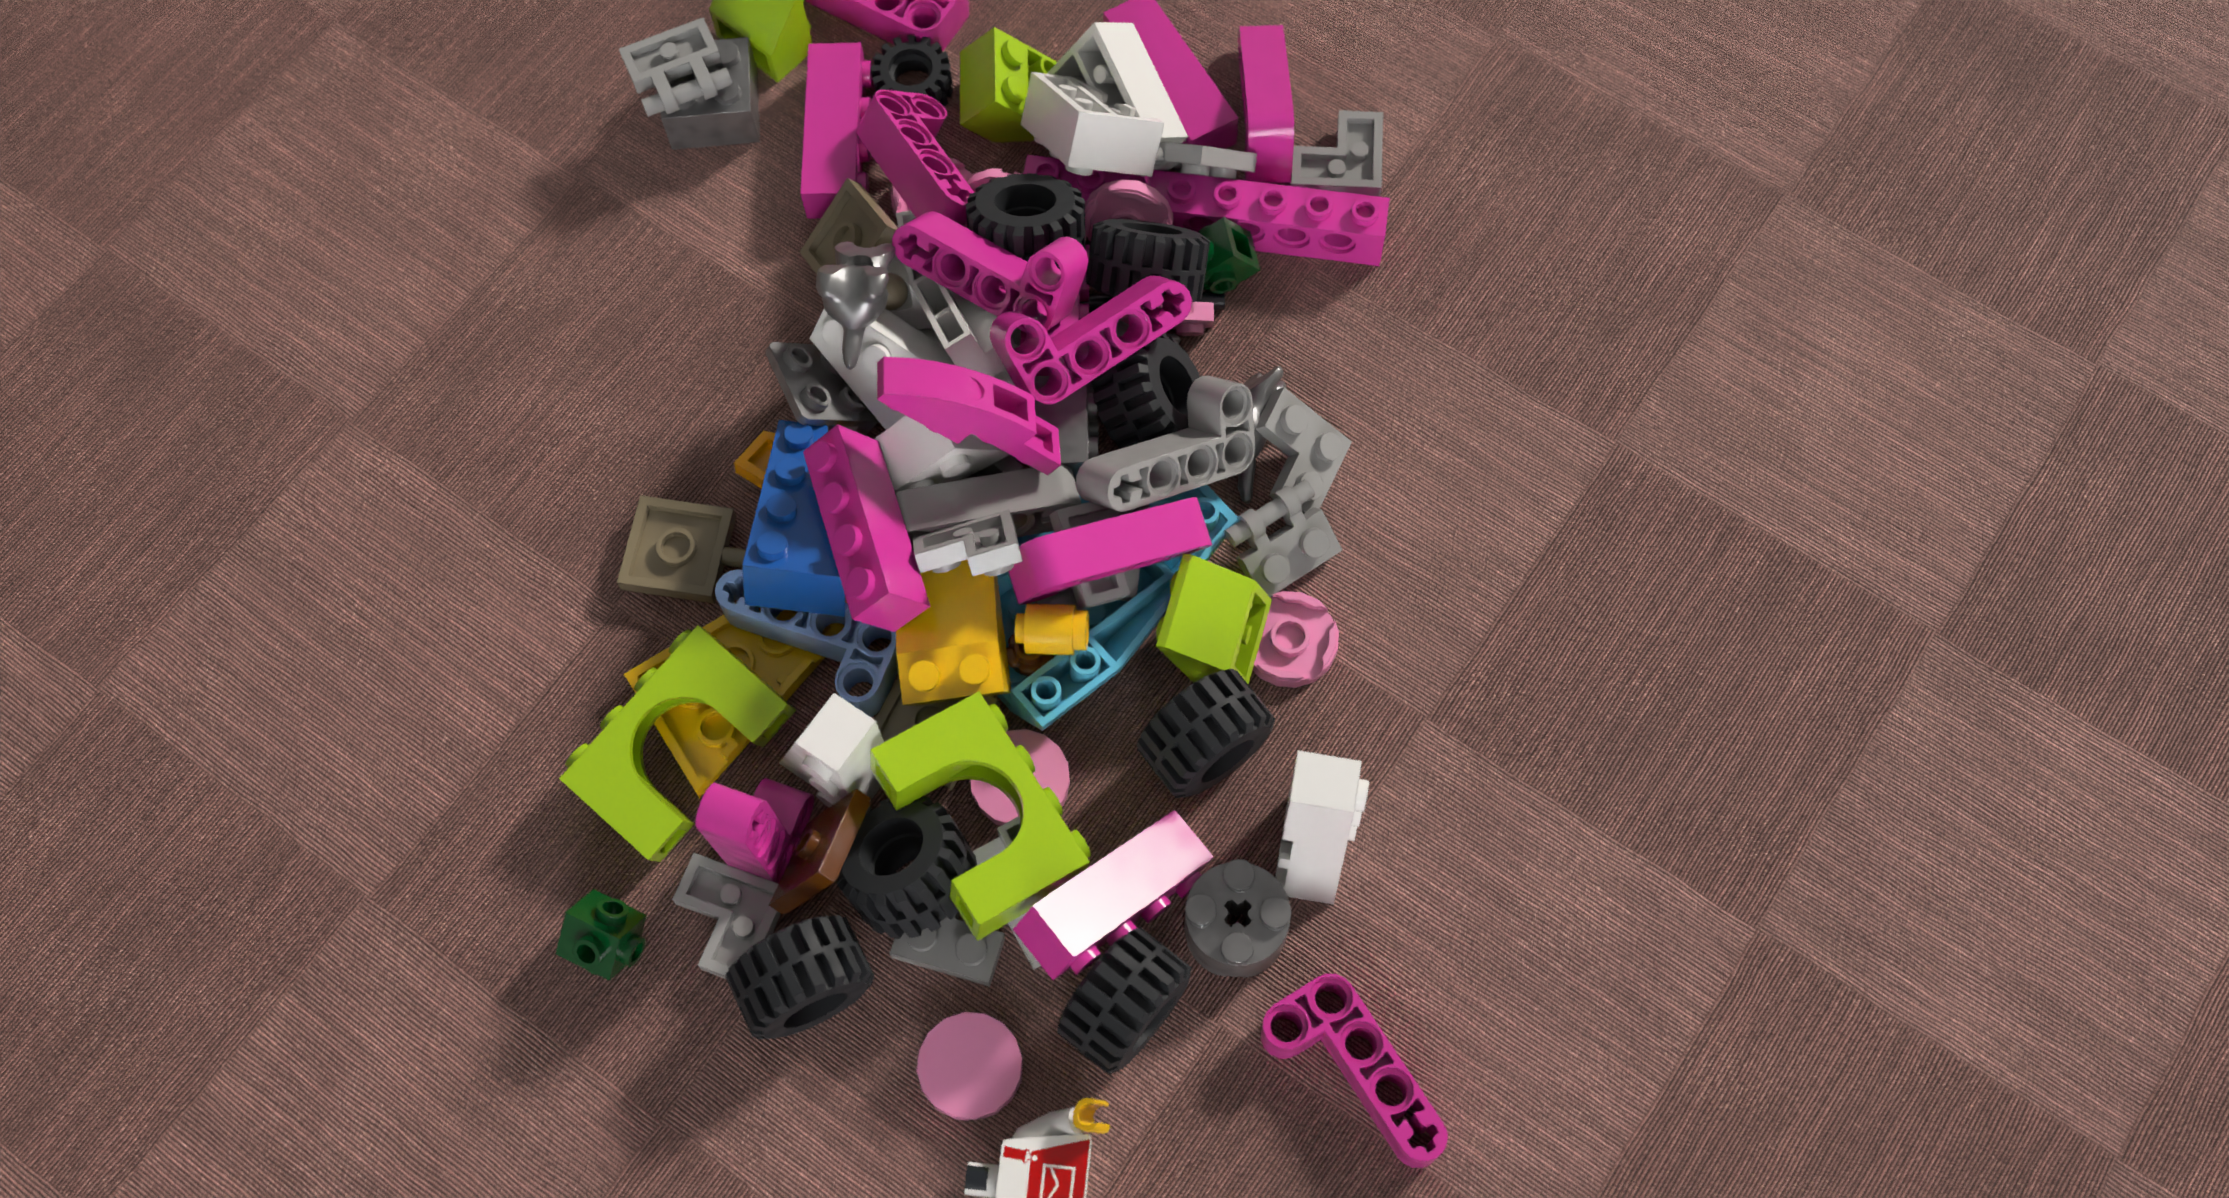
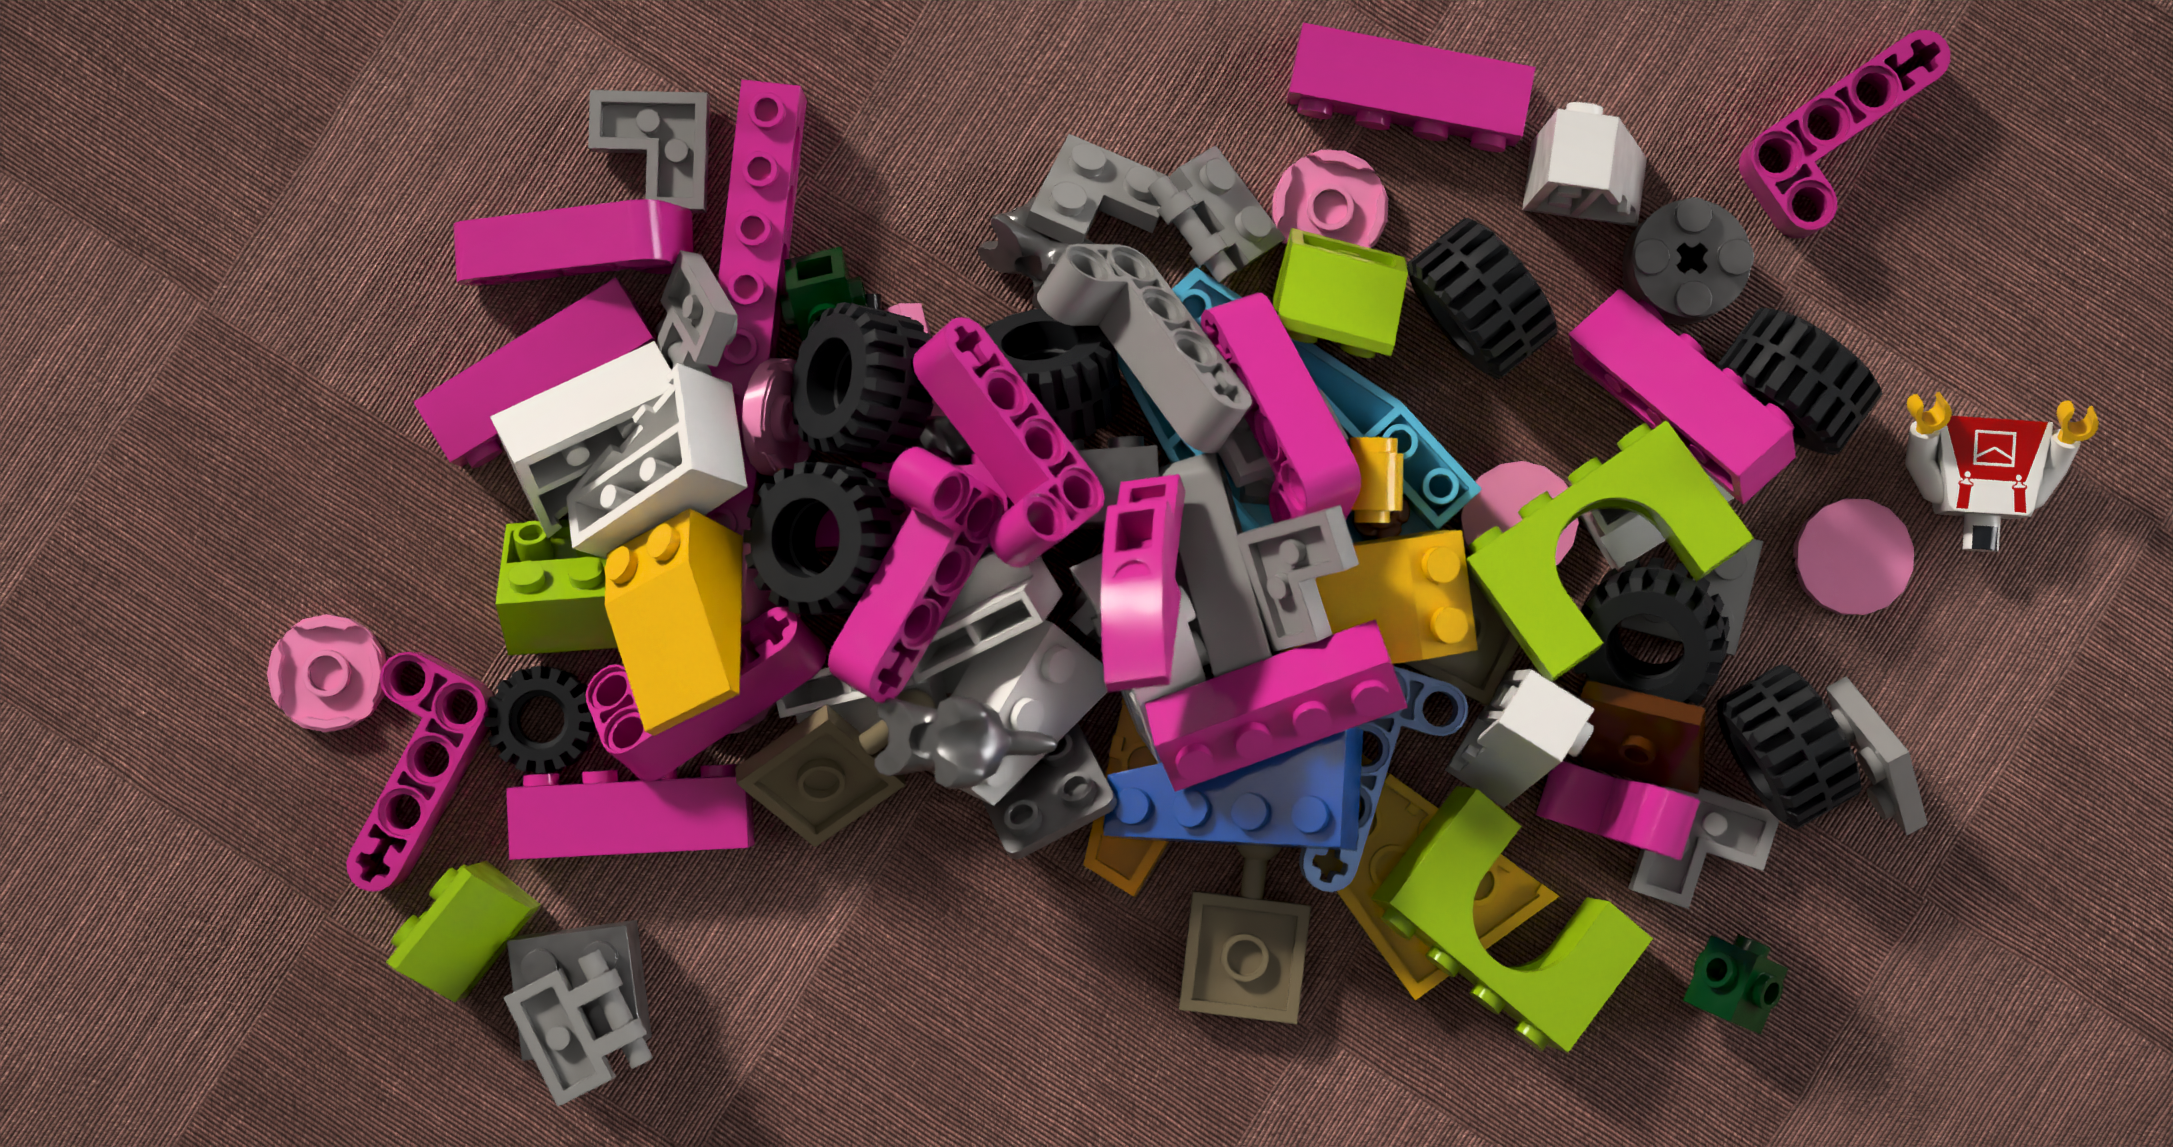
camera: 90 degrees left, 20 degrees up
(782, 1060) = (1880, 756): none -> light grey plate
(978, 128) = (678, 617): none -> yellow slope
(1393, 694) = (1410, 87): none -> dark pink brick

